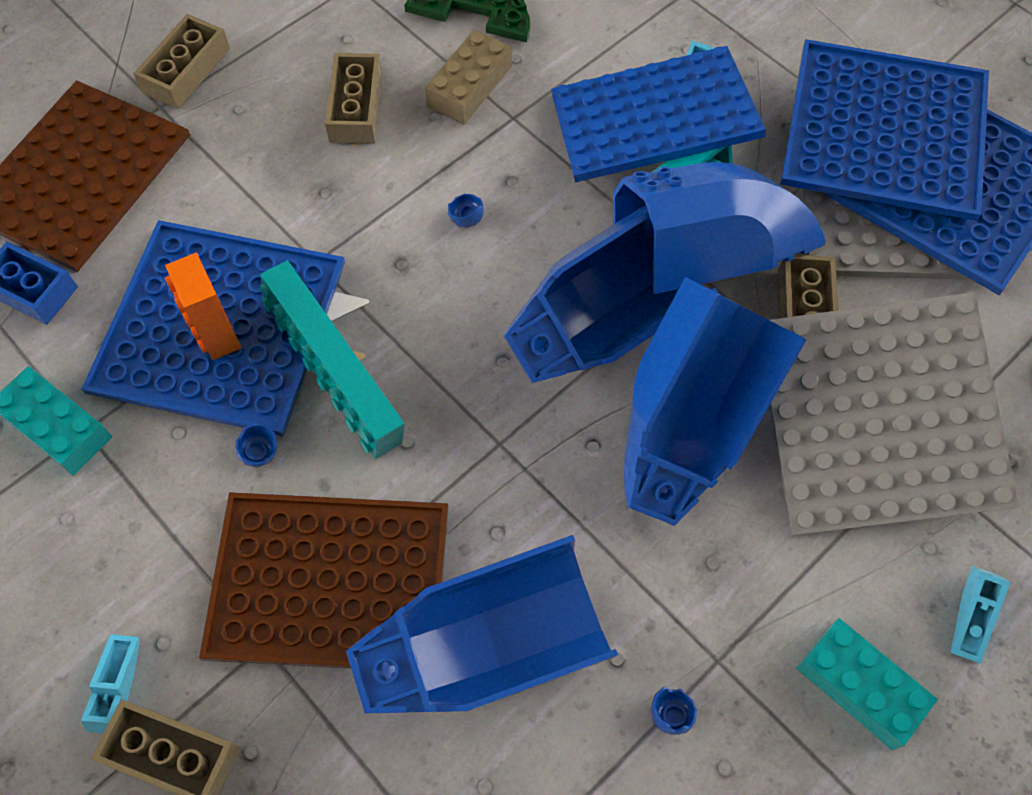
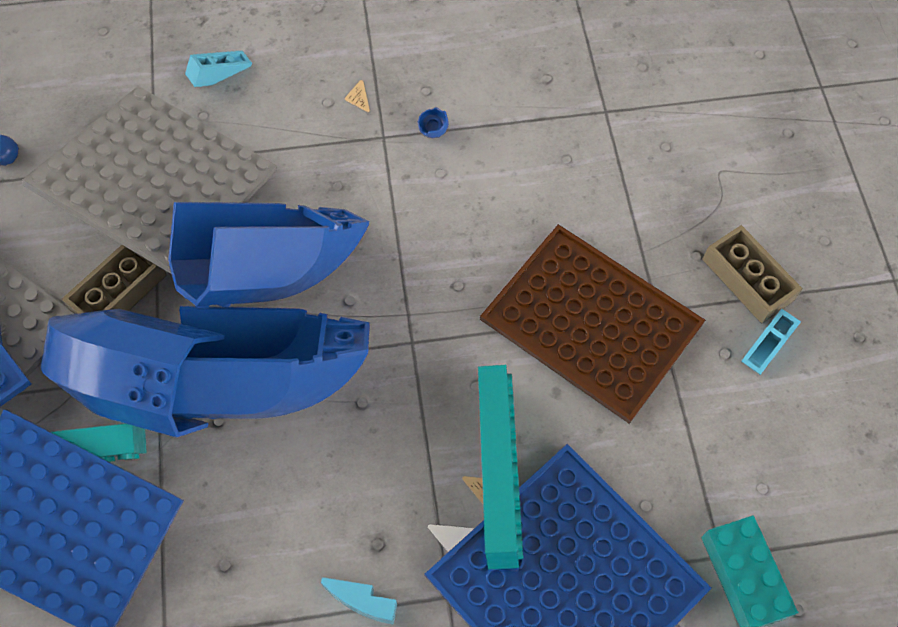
camera: 145 degrees left, 0 degrees up
(201, 306) = (581, 553): orange brick -> none
(256, 445) = (592, 444): blue hair -> none
(383, 213) = (361, 600): none -> medium azure slope
(466, 210) = (289, 550): blue hair -> none
(482, 636) = (518, 192): blue windscreen -> none
(794, 697) = (358, 96): none -> tan sticker
(867, 684) = (315, 73): teal brick -> none

